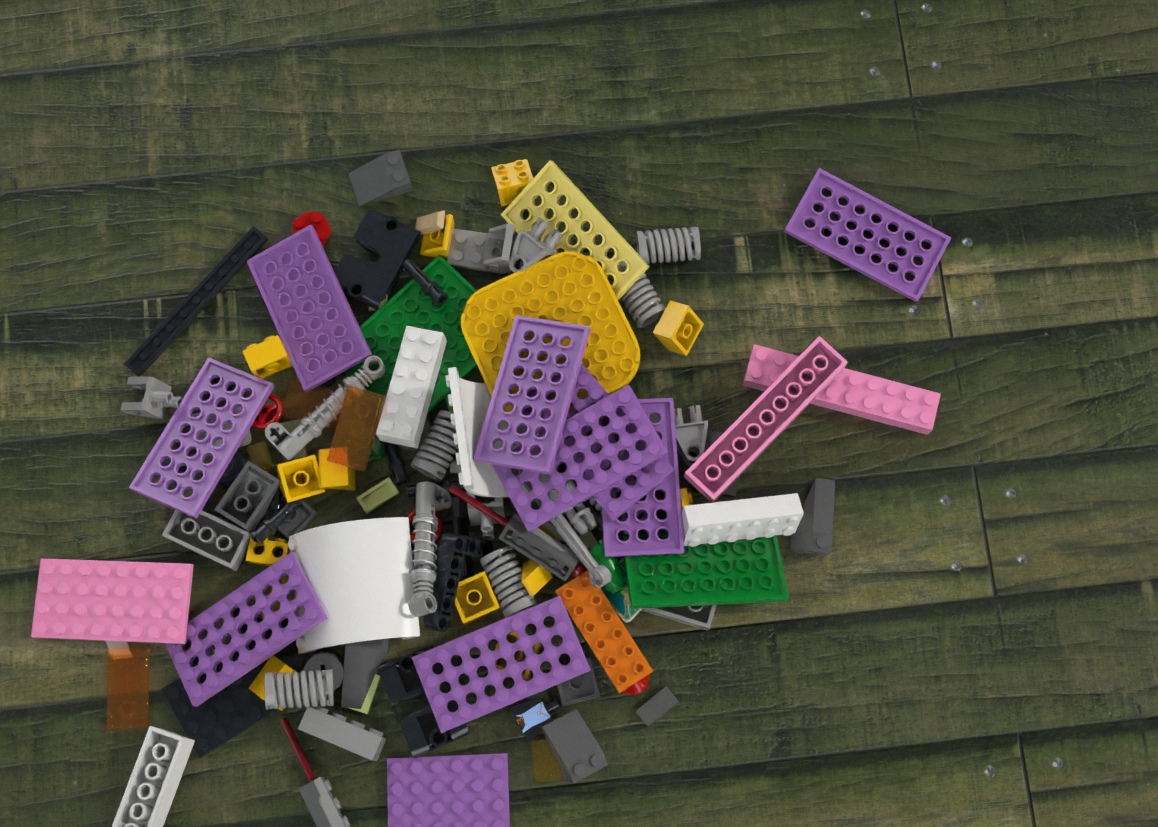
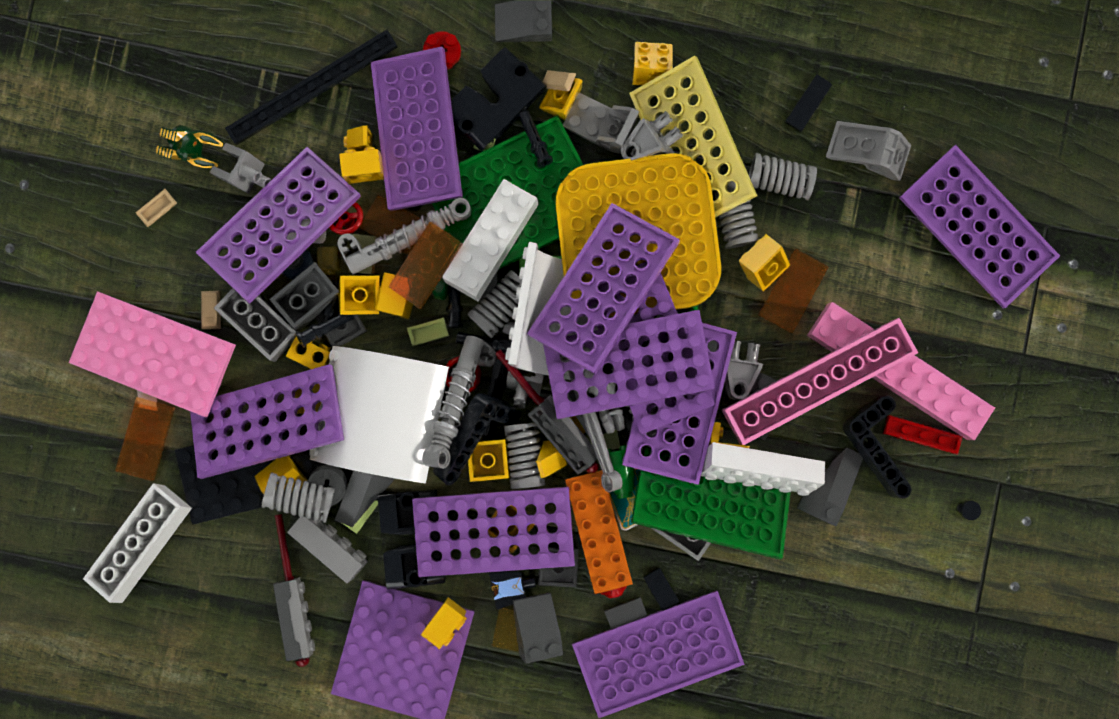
camera: 15 degrees right, 10 degrees up
(77, 460) = (156, 208): none -> tan tile
(92, 391) = (188, 145): none -> dark green piece
(158, 544) = (209, 316): none -> tan tile
(255, 332) = (358, 138): none -> yellow slope
(480, 769) = (445, 621): none -> yellow brick
(671, 173) = (808, 103): none -> black tile
(683, 671) = (661, 589): none -> black tile
(701, 736) = (658, 654): none -> medium lavender plate
(715, 348) = (793, 291): none -> clear orange tile
(747, 191) = (876, 147): none -> light grey bracket
(843, 467) = (874, 447): none -> black beam
(883, 442) = (922, 434): none -> red tile
(954, 499) = (970, 510): none -> black tile

